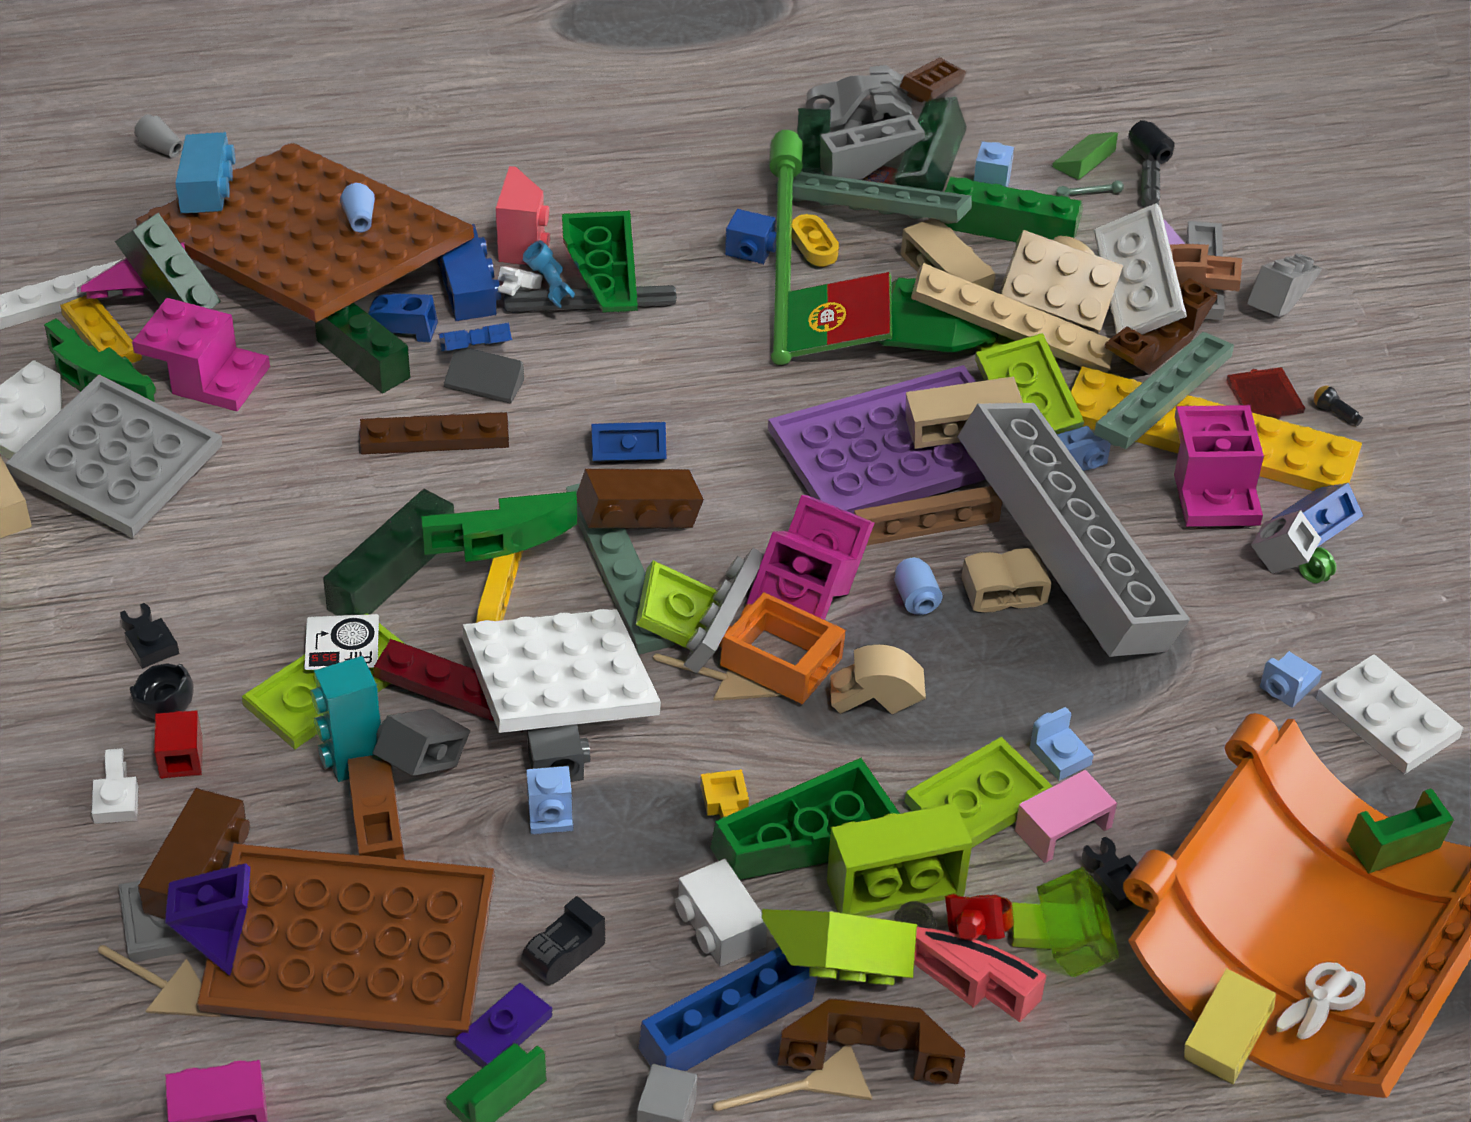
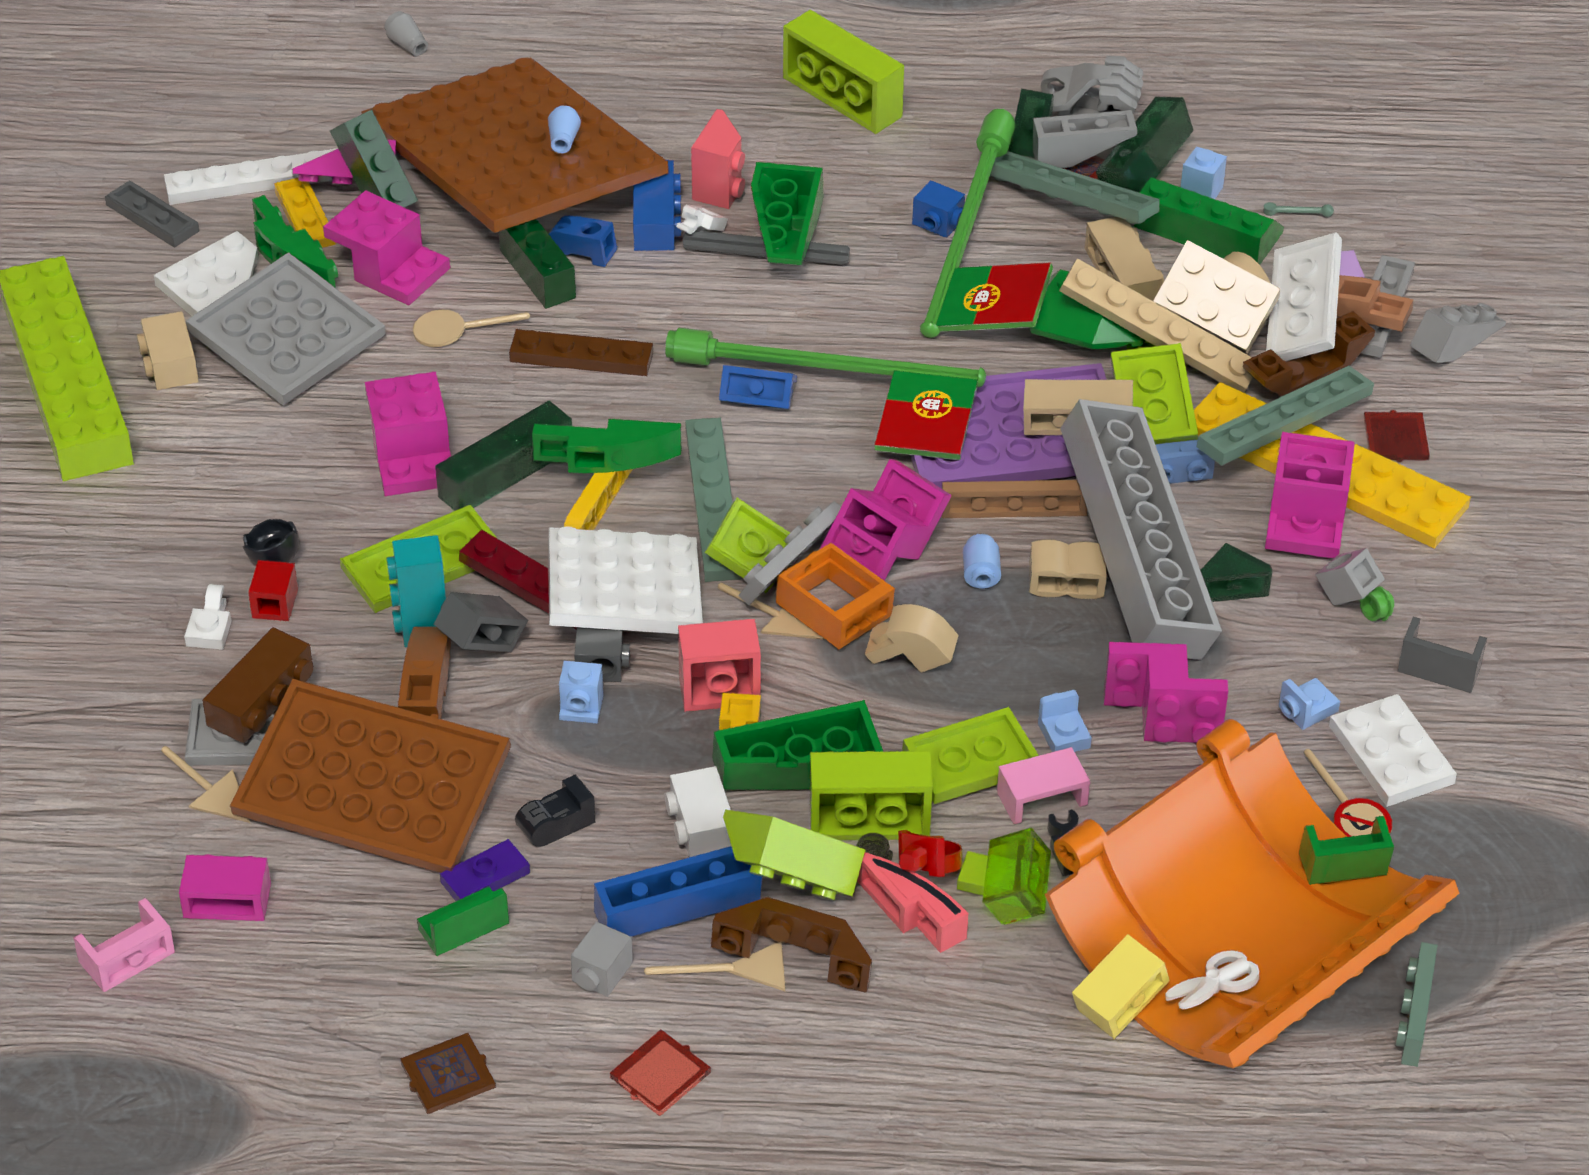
camera: 15 degrees right, 0 degrees up
(147, 638) = (273, 495): black plate -> none
(204, 172) = (433, 75): dark azure brick -> none
(211, 911) = (254, 729): dark purple slope -> none
(281, 545) = (408, 431): none -> dark pink bracket
(284, 428) = (446, 326): none -> tan piece
(340, 639) = (449, 521): white sticker -> none
(485, 374) = (643, 305): dark grey slope -> none
(486, 335) = (626, 268): blue piece -> none
(539, 257) = (727, 202): dark azure brick -> none
(615, 115) = (843, 71): none -> lime brick
(639, 498) = (745, 440): reddish brown brick -> none
(689, 741) = (718, 661): none -> coral brick
(807, 432) = (925, 403): none -> flag
(815, 240) = (1001, 221): yellow plate -> none
(932, 80) = (1170, 77): reddish brown plate -> none
(1087, 154) = (1308, 174): bright green slope -> none
(1150, 183) = (1362, 213): dark grey axle -> none
(1151, 142) = (1376, 171): black brick -> none
(1157, 693) = (1158, 681): none -> dark pink bracket
(1177, 556) = (1236, 575): none -> clear green slope
(1328, 399) = (1455, 450): black piece -> none
(1328, 509) = (1407, 557): panel -> none
(1381, 789) = (1355, 815): none -> tan piece
(1402, 615) = (1439, 662): none -> dark grey panel

